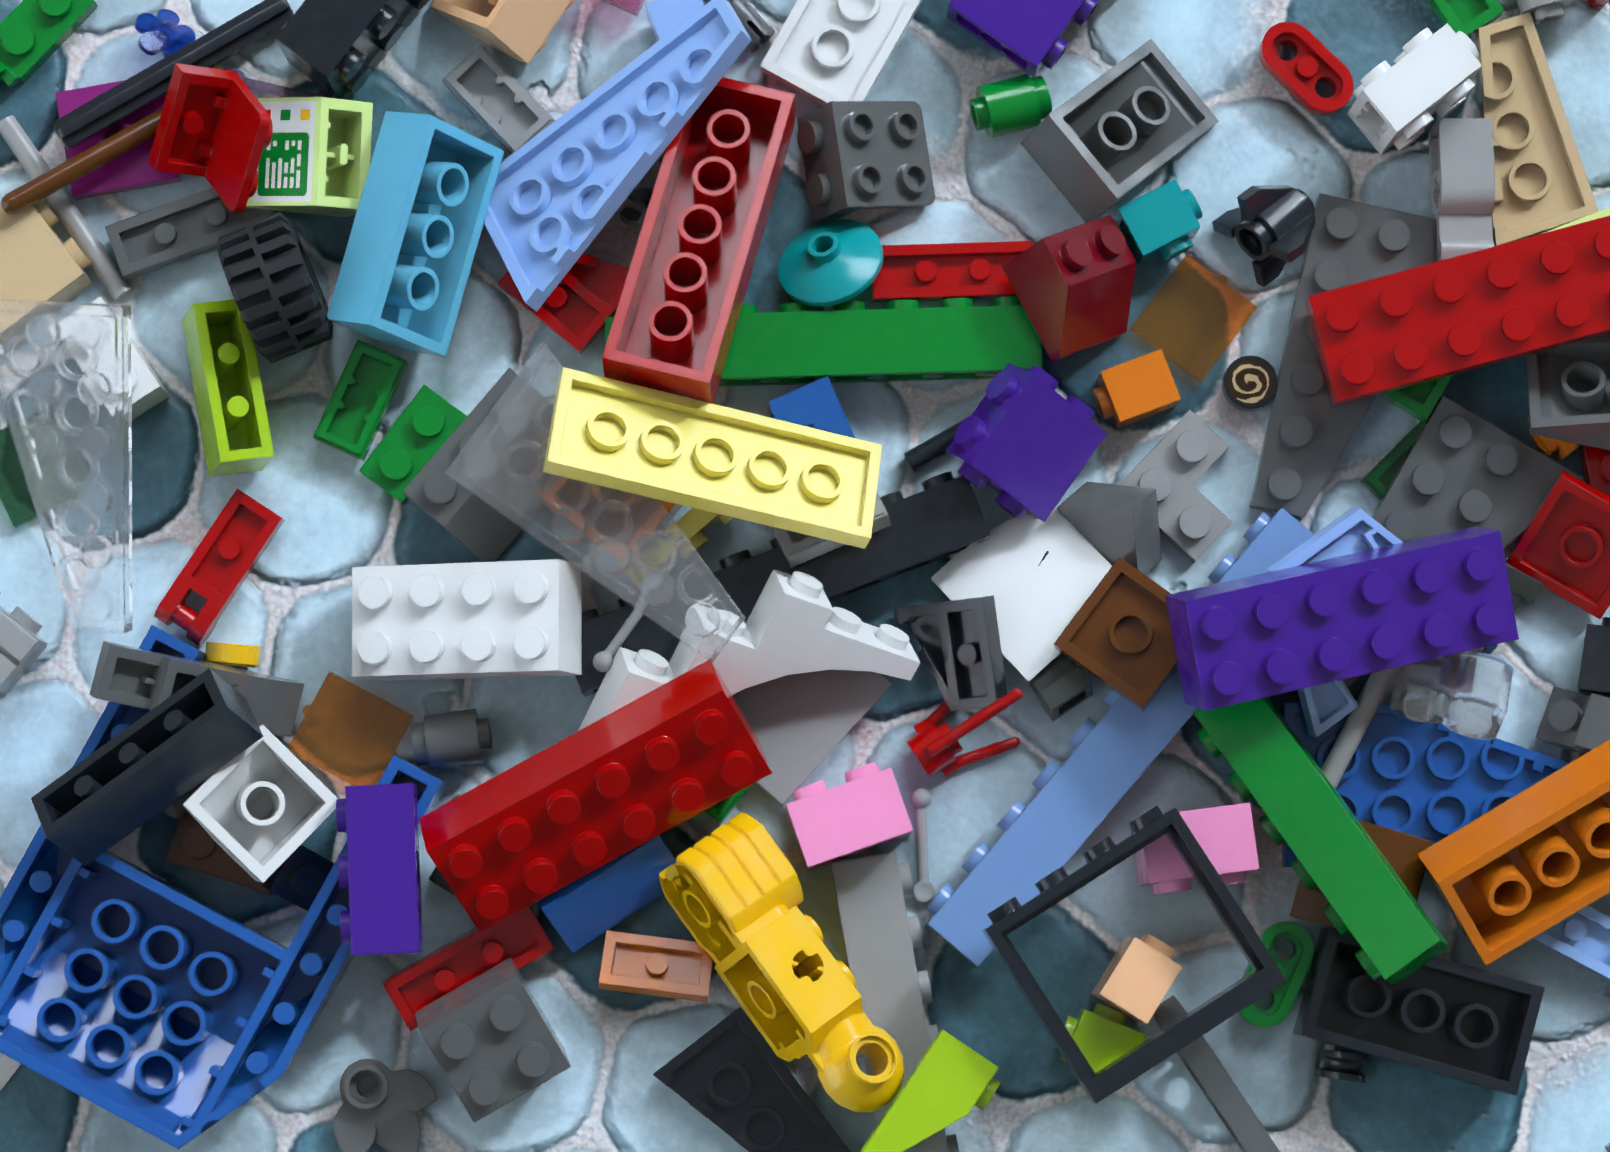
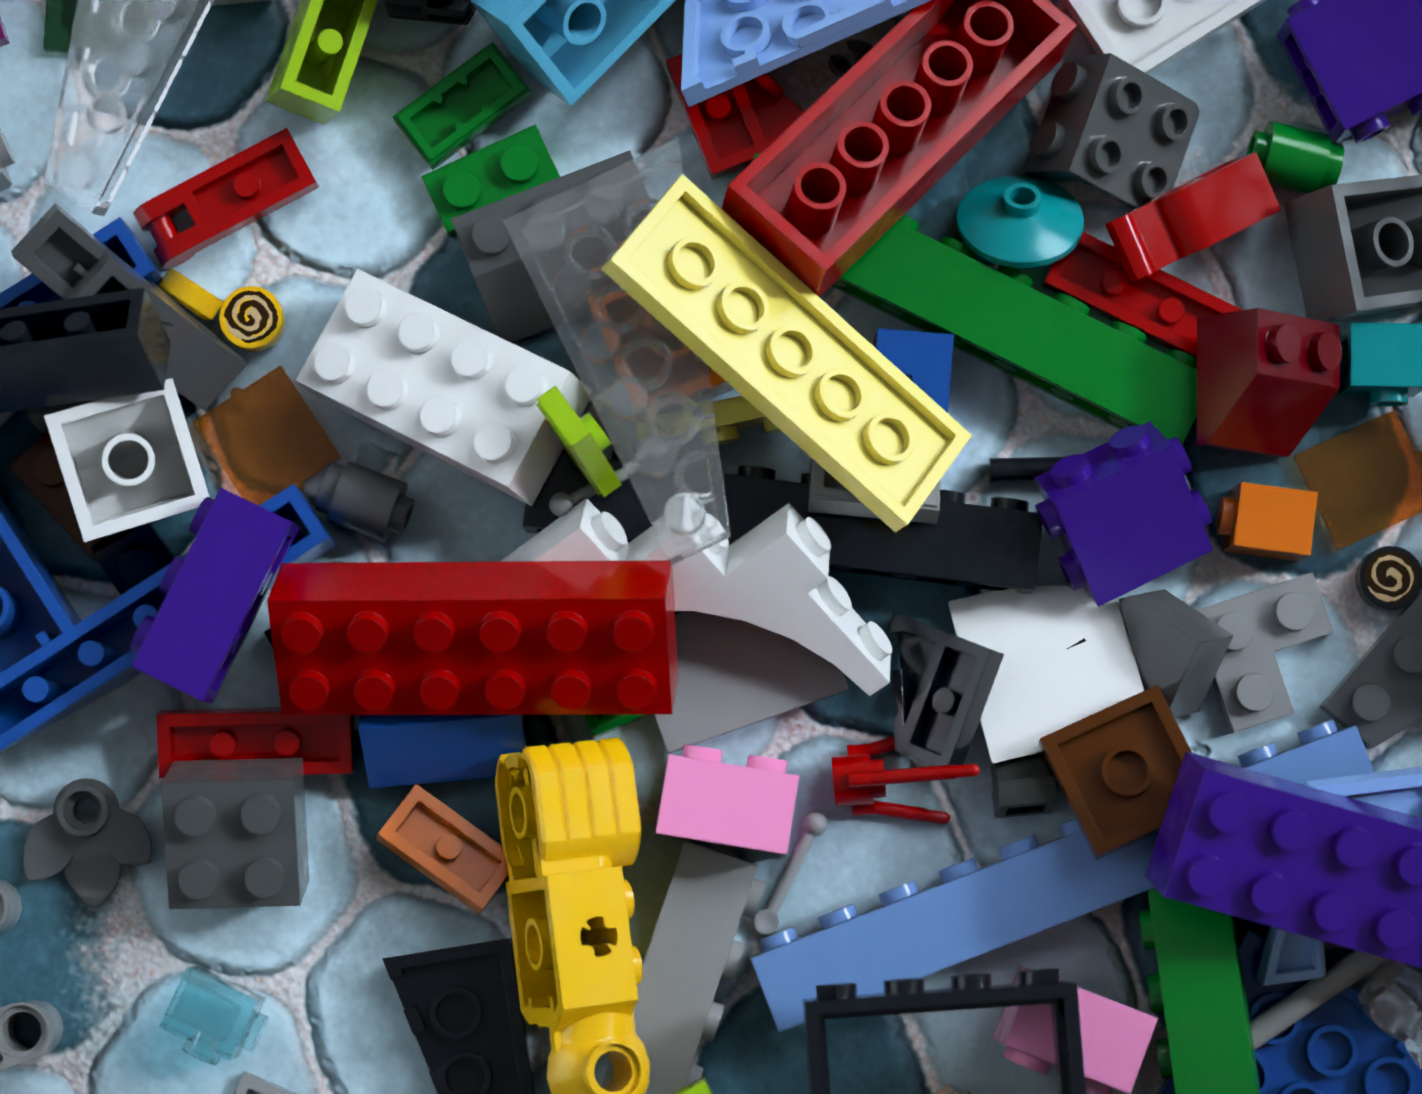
camera: 30 degrees right, 0 degrees up
(289, 647) = (252, 319): none -> tile
(594, 606) = (581, 439): none -> lime plate
(958, 190) = (1193, 216): none -> red piece

